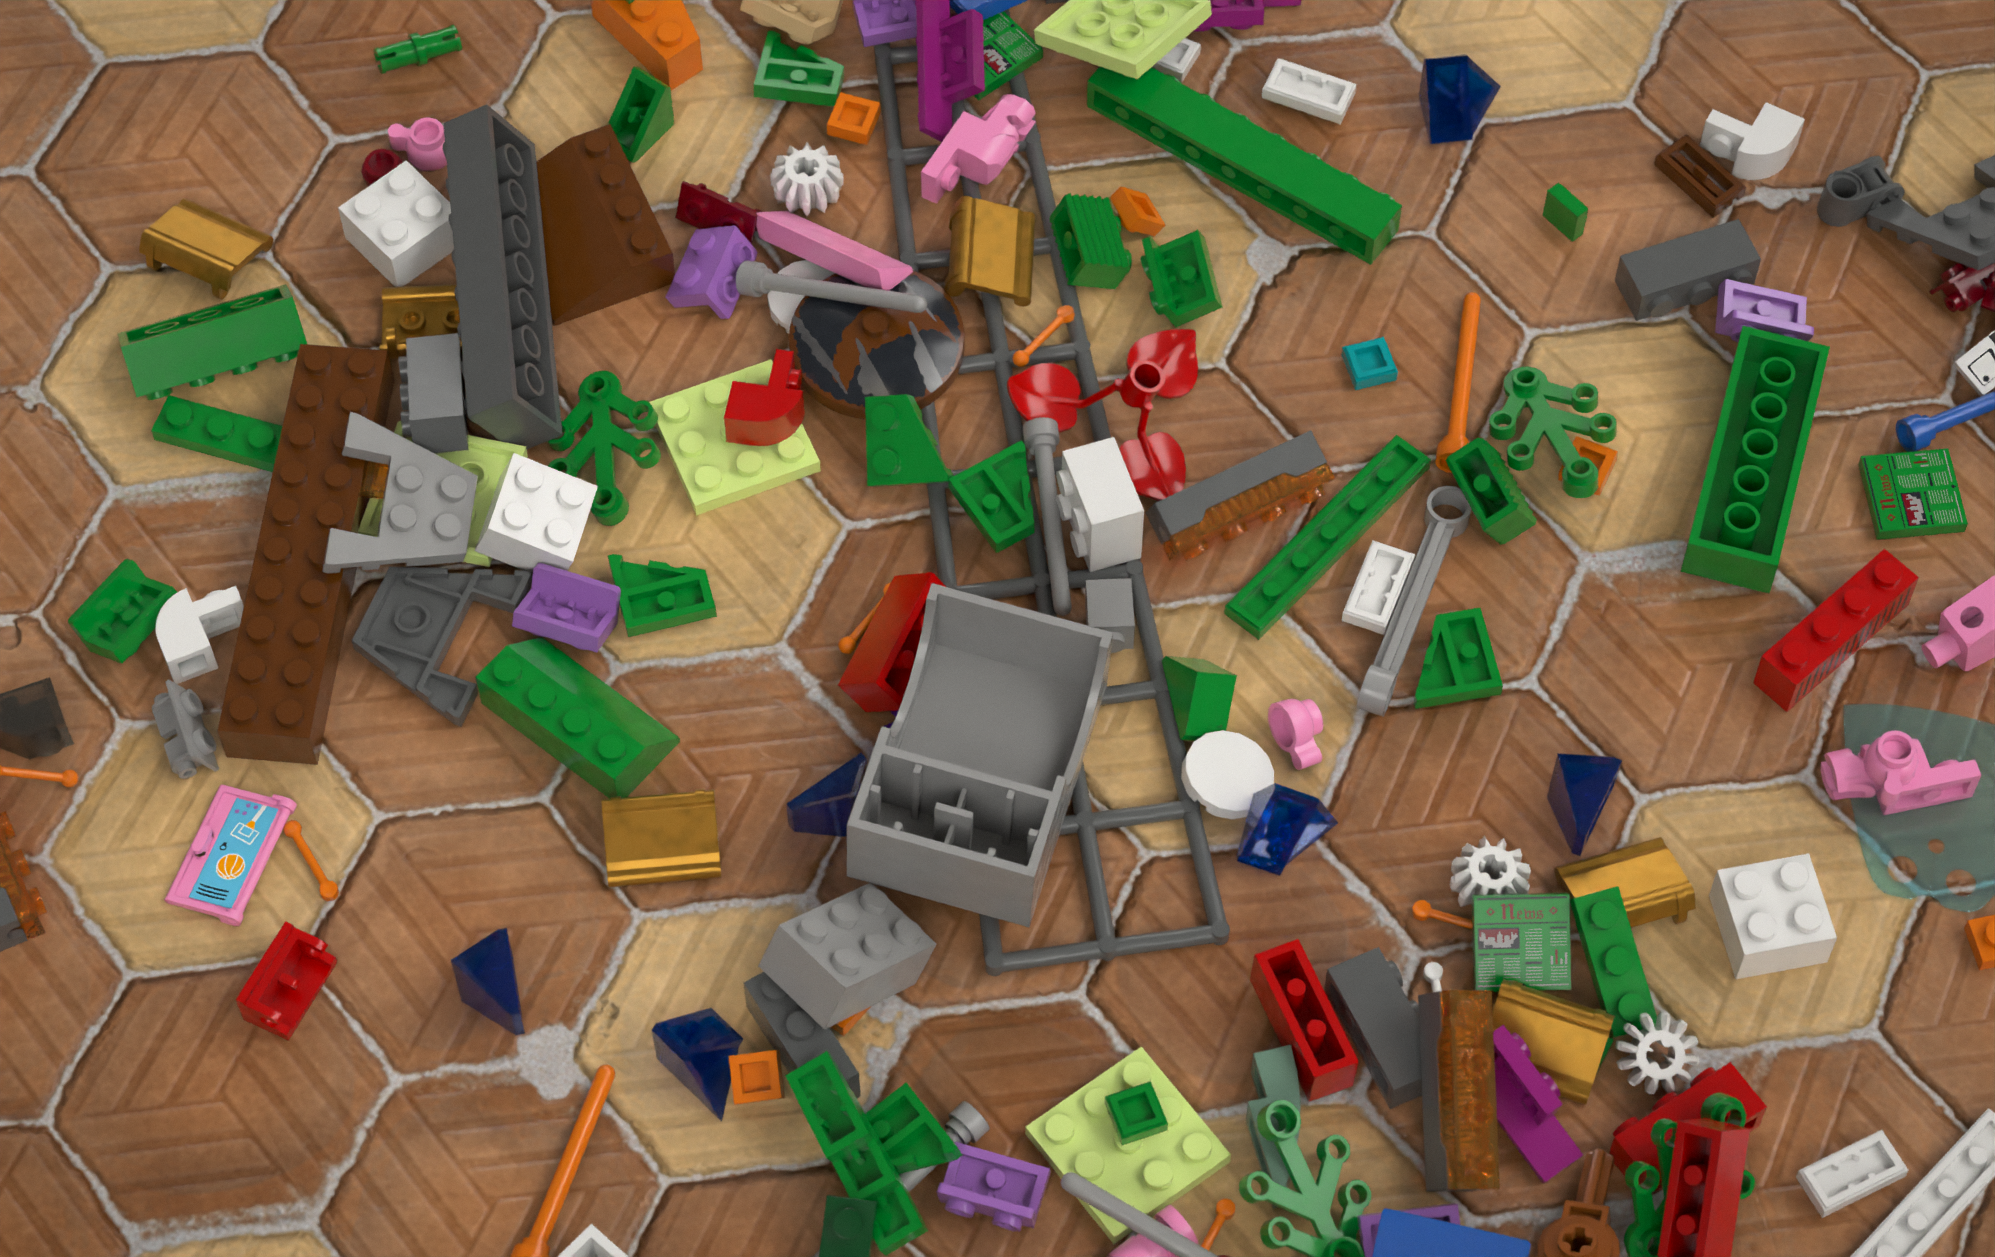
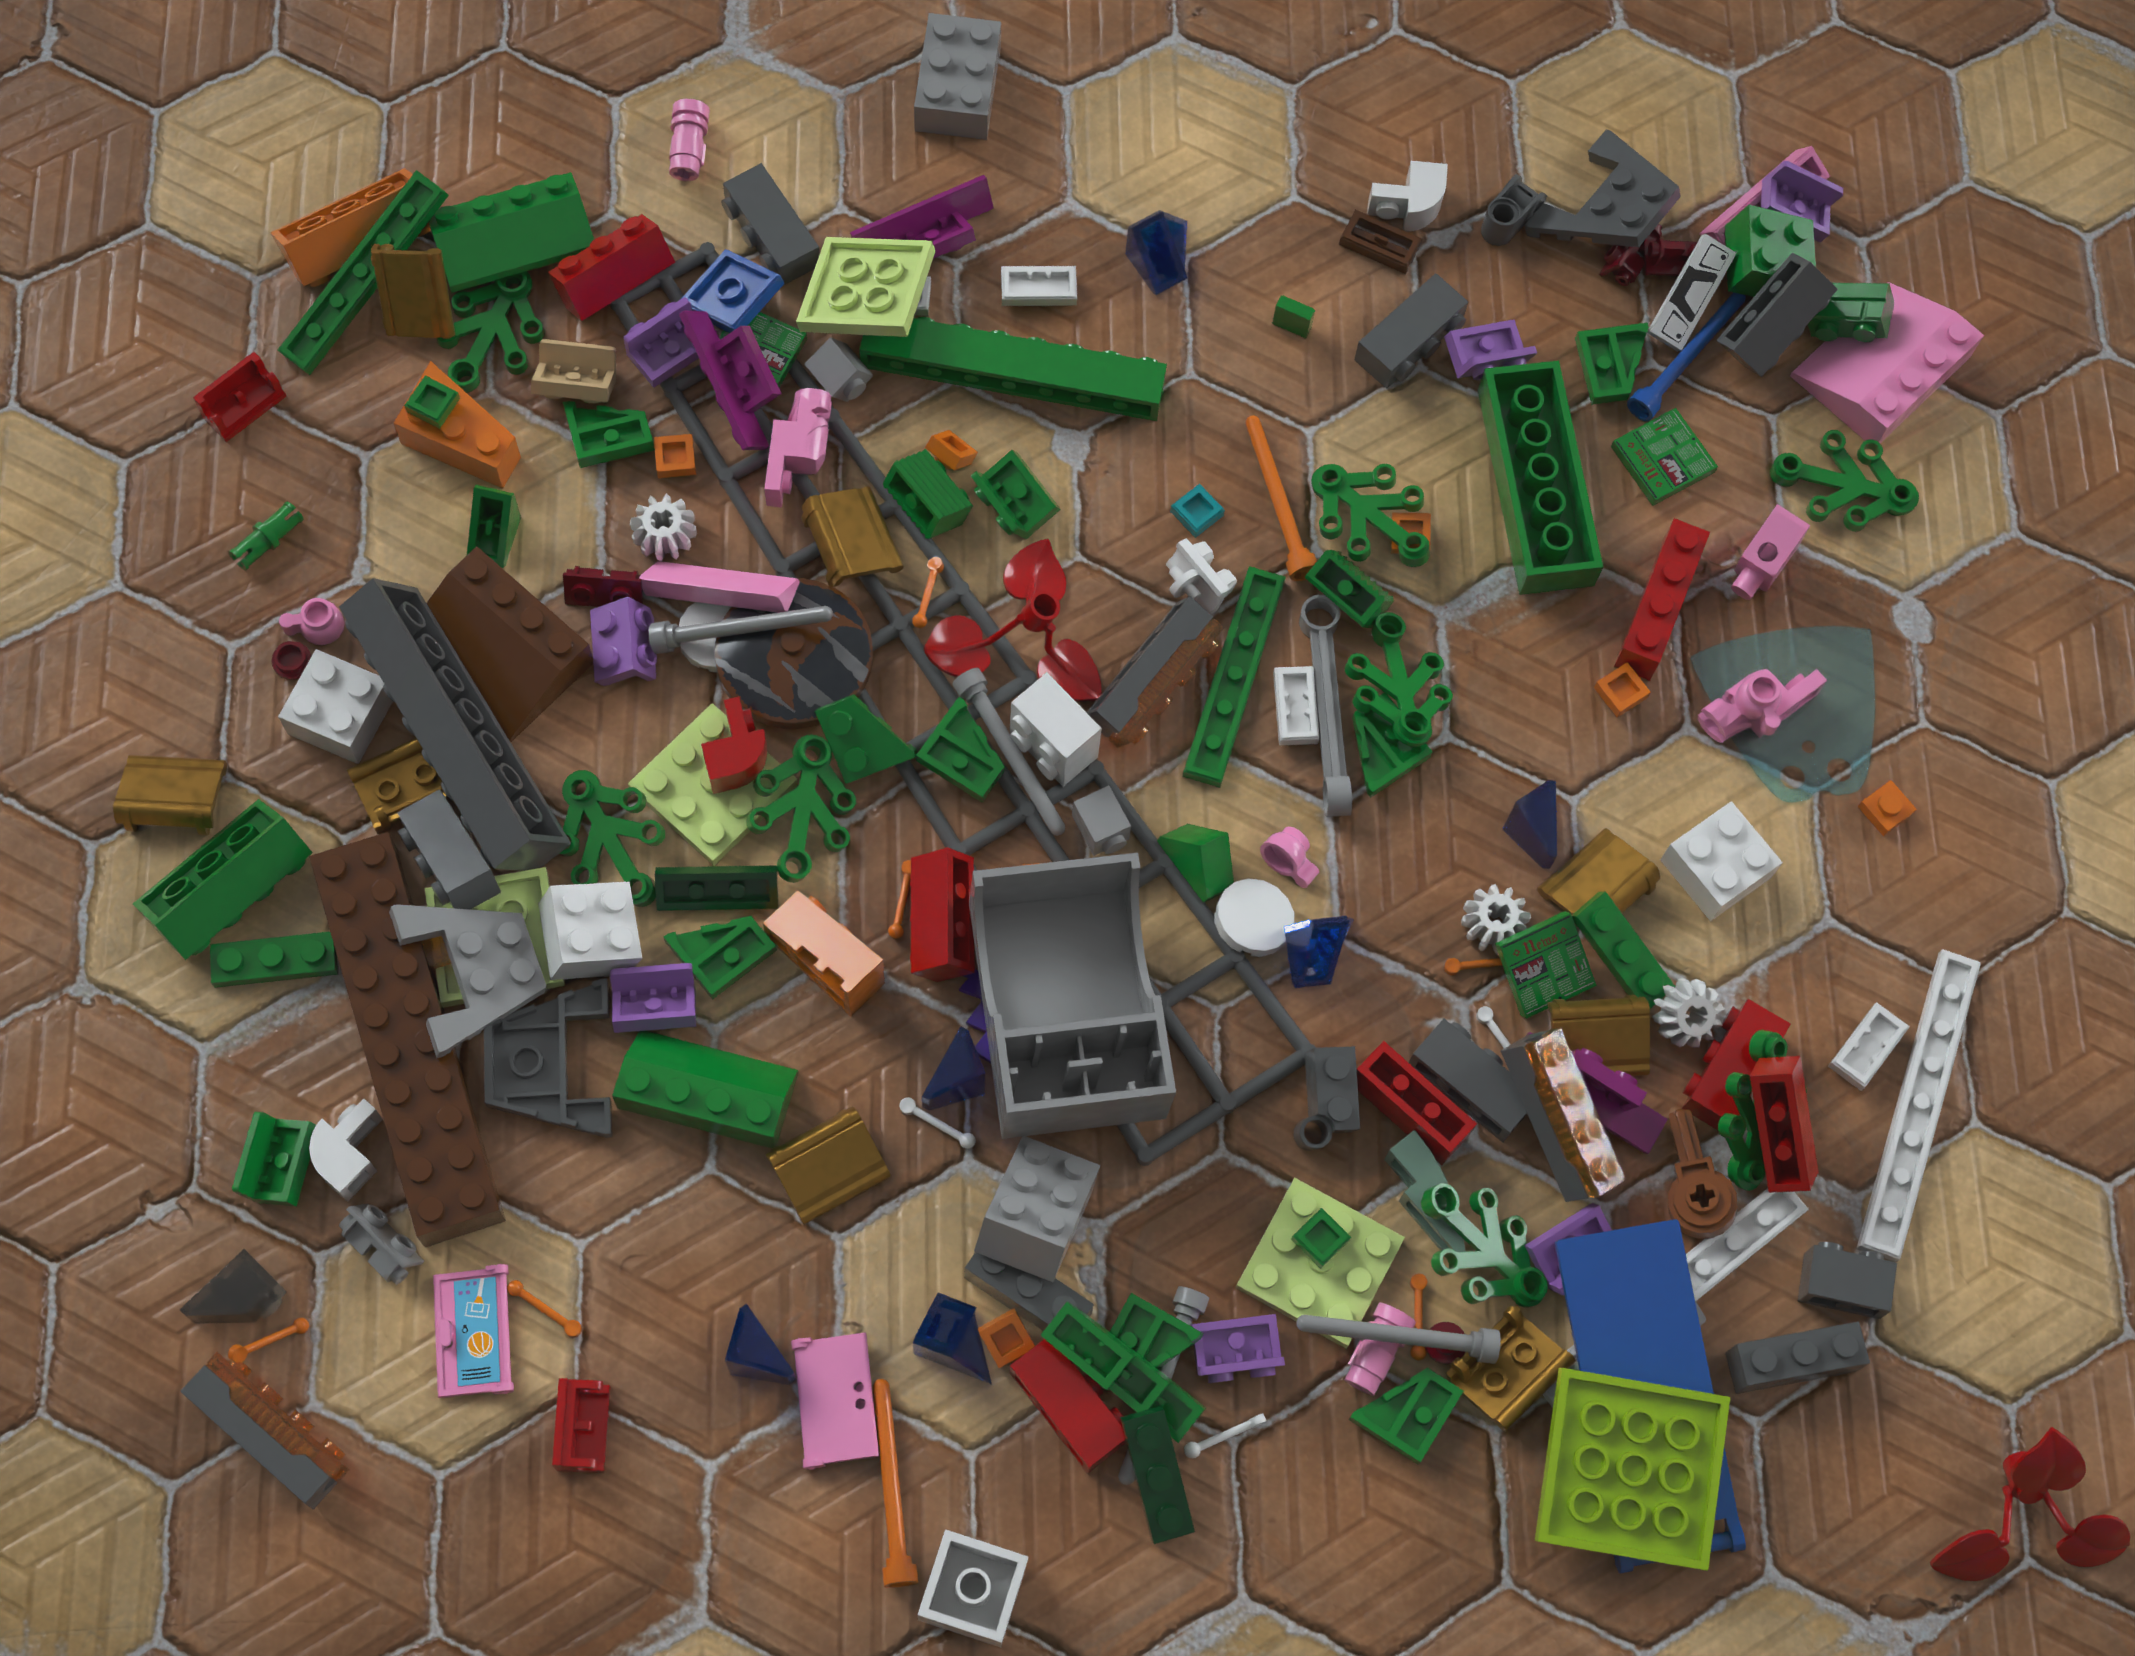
camera: 30 degrees left, 10 degrees up
(539, 1080) = (834, 1415): none -> bright pink door
(685, 531) = (716, 888): none -> dark green plate
(763, 634) = (826, 951): none -> wedge
(774, 819) = (909, 1107): none -> white hinge
(787, 1168) = (1070, 1404): none -> red brick
(813, 482) = (804, 802): none -> green plant
(1059, 95) = (839, 370): none -> light grey brick
(1217, 977) = (1330, 1094): none -> dark grey hinge
(1331, 422) = (1196, 578): none -> white hips
(1490, 646) = (1387, 634): none -> green plant
(1747, 705) = (1622, 689): none -> orange plate
(1899, 376) = (1610, 360): none -> green wing

